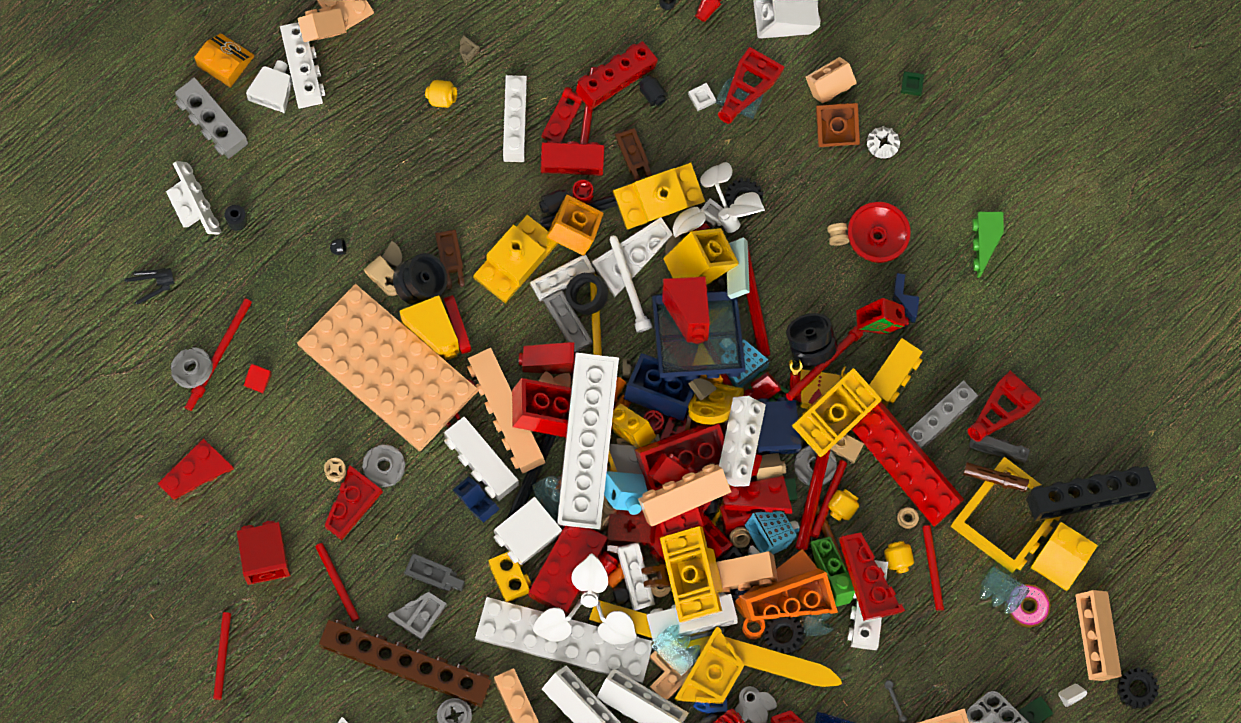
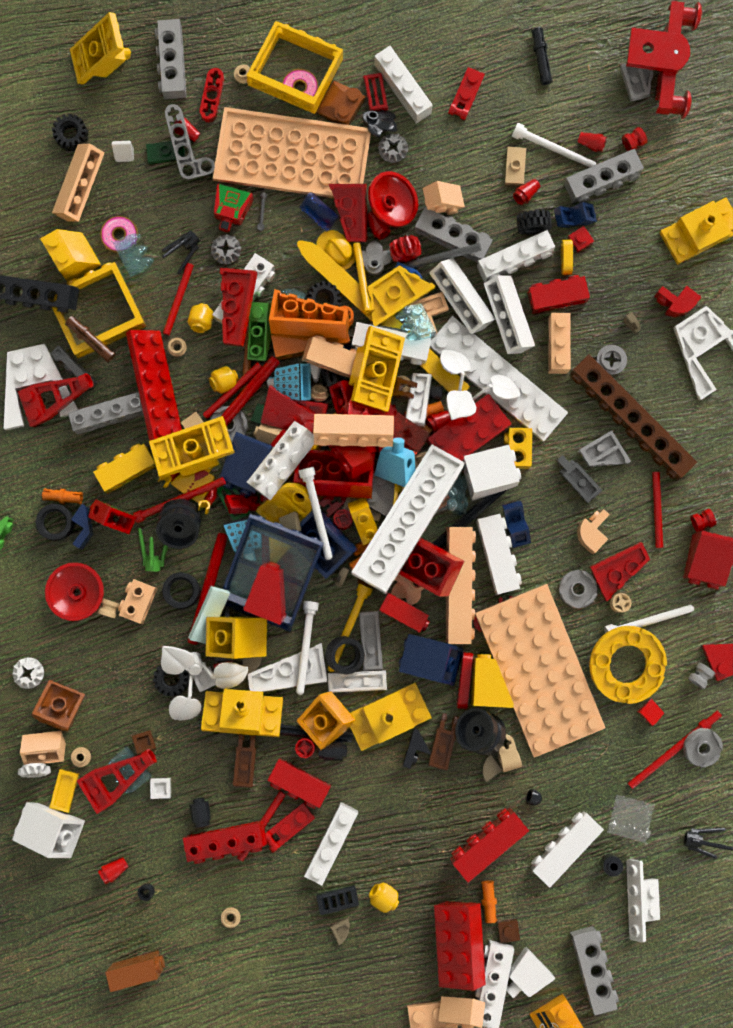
camera: 155 degrees left, 10 degrees up
(222, 435) = (701, 675): none -> light grey wheel
(234, 271) = (631, 818): none -> clear hinge
(279, 394) = (654, 669): none -> yellow plate
(285, 590) = (703, 520): none -> red wheel
(286, 214) = (566, 849): none -> white brick
(308, 118) = (508, 930): none -> reddish brown plate
(330, 438) = (656, 618): none -> white piece
(338, 134) = (489, 901): none -> orange pin
(350, 82) = (459, 945): none -> red brick
(364, 182) = (488, 844): none -> red brick
(397, 522) = (588, 533): none -> light nougat brick
(475, 244) = (416, 743): none -> black slope
(495, 73) = (327, 894): none -> black slope
(499, 326) = (430, 659): none -> dark blue slope
(577, 9) = (227, 923): none -> tan plate
(707, 433) = (308, 475): none -> white piece
(738, 128) = (143, 742): none -> reddish brown plate
(755, 675) = (362, 278): none -> yellow bar
(777, 267) = (167, 585): none -> black tyre
(791, 54) = (64, 790): none -> yellow tile
(791, 95) = (87, 757): none -> tan plate
(798, 697) = (337, 248): none -> yellow piece
(813, 253) = (137, 601): none -> light nougat brick
(820, 296) = (151, 562): none -> bright green plant
(828, 57) = (34, 770): none -> white gear
(909, 652) = (231, 255): none -> light grey gear
(929, 688) = (231, 206): none -> torso
(938, 275) = (41, 517): none -> black tyre
(941, 318) = (62, 496): none -> orange pin
(953, 631) = (188, 241): none -> black plant
(1042, 428) = (24, 369): none -> white wing

